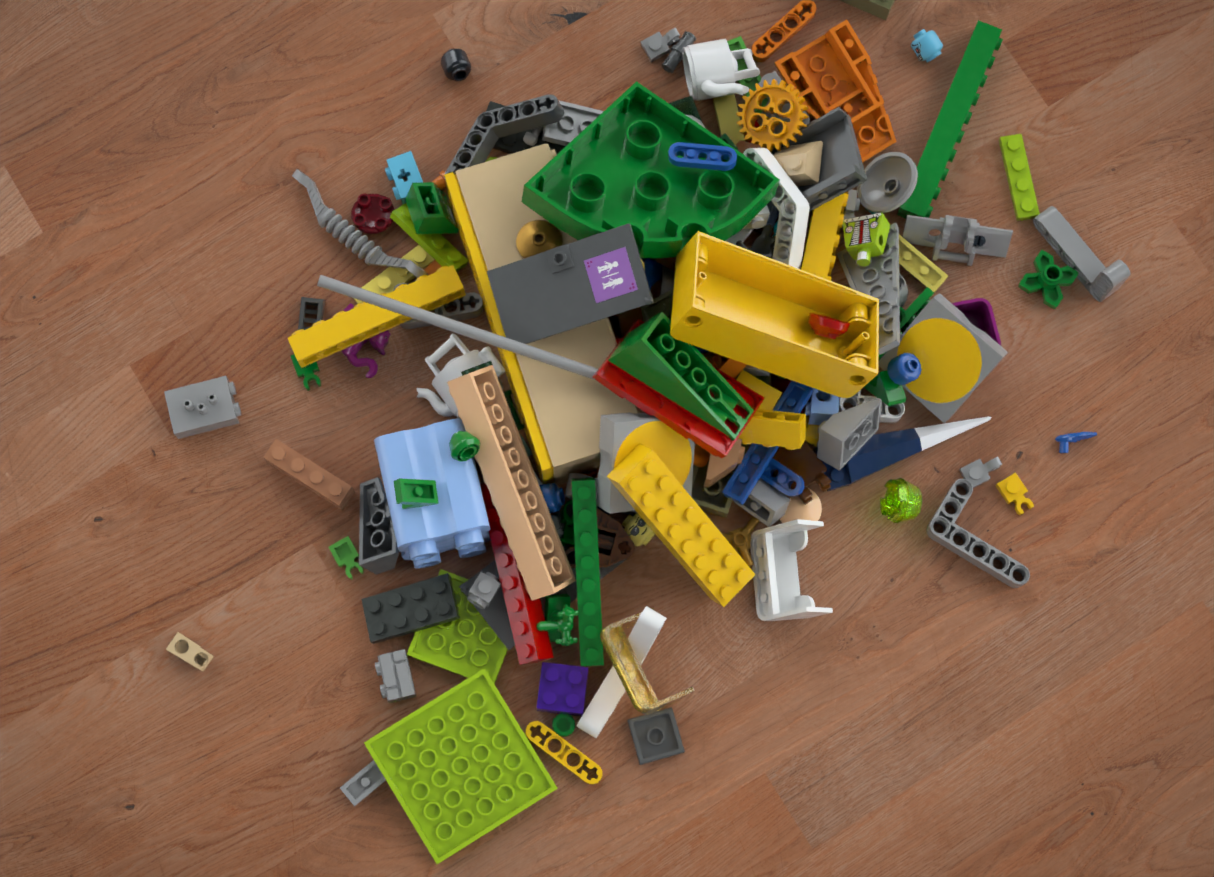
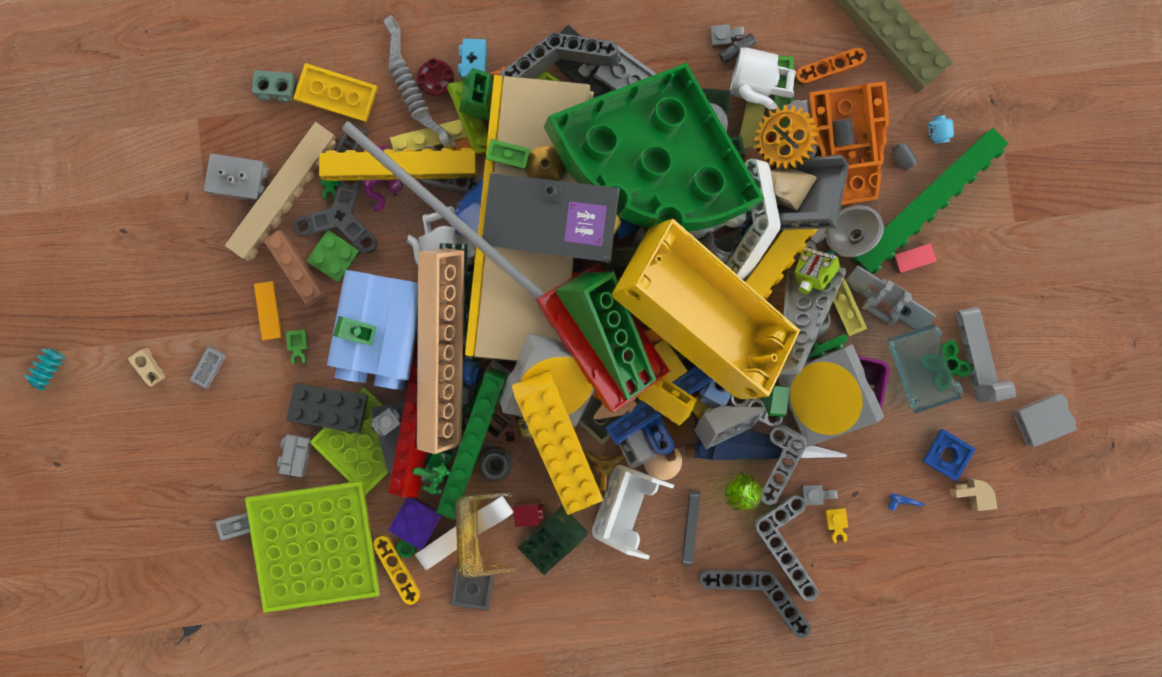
camera: 25 degrees right, 10 degrees up
(73, 702) = (45, 368): none -> teal piece
(201, 287) = (275, 81): none -> sand green brick
(257, 624) = (208, 367): none -> light grey plate
(258, 401) = (281, 192): none -> tan brick
(272, 273) = (335, 93): none -> yellow plate
(297, 535) = (268, 310): none -> light orange tile
(344, 445) = (333, 256): none -> bright green plate
(349, 405) = (327, 220): none -> dark grey piece
(376, 534) = (318, 347): dark grey wedge -> none
(463, 446) = (409, 309): green cone -> none
(477, 315) = (469, 208): none -> blue slope
(495, 246) = (508, 154): none -> bright green plate
(626, 578) = (492, 474): none -> dark grey piece
(681, 619) = (528, 513): none -> dark red brick
(692, 152) = (704, 144): blue plate -> none
(720, 644) = (553, 540): none -> clear green slope
(827, 326) = (748, 334): red piece -> none
(828, 88) = (843, 132): none -> dark grey piece
(862, 565) = (690, 527): none -> dark grey beam
(902, 88) = (904, 156): none -> dark grey brick
(904, 368) = (795, 392): blue head -> none
(926, 456) = (782, 468): none -> light grey beam
(963, 185) = (914, 258): none -> coral tile
(974, 595) = (755, 584): none -> dark grey beam
(1019, 177) = (963, 270): lime plate -> none
(1024, 288) = (923, 368): none -> clear light blue windscreen
(1106, 359) = (961, 455): none -> blue piece
(1147, 394) = (981, 494): none -> tan brick
(1176, 290) = (1044, 420): none -> light grey brick

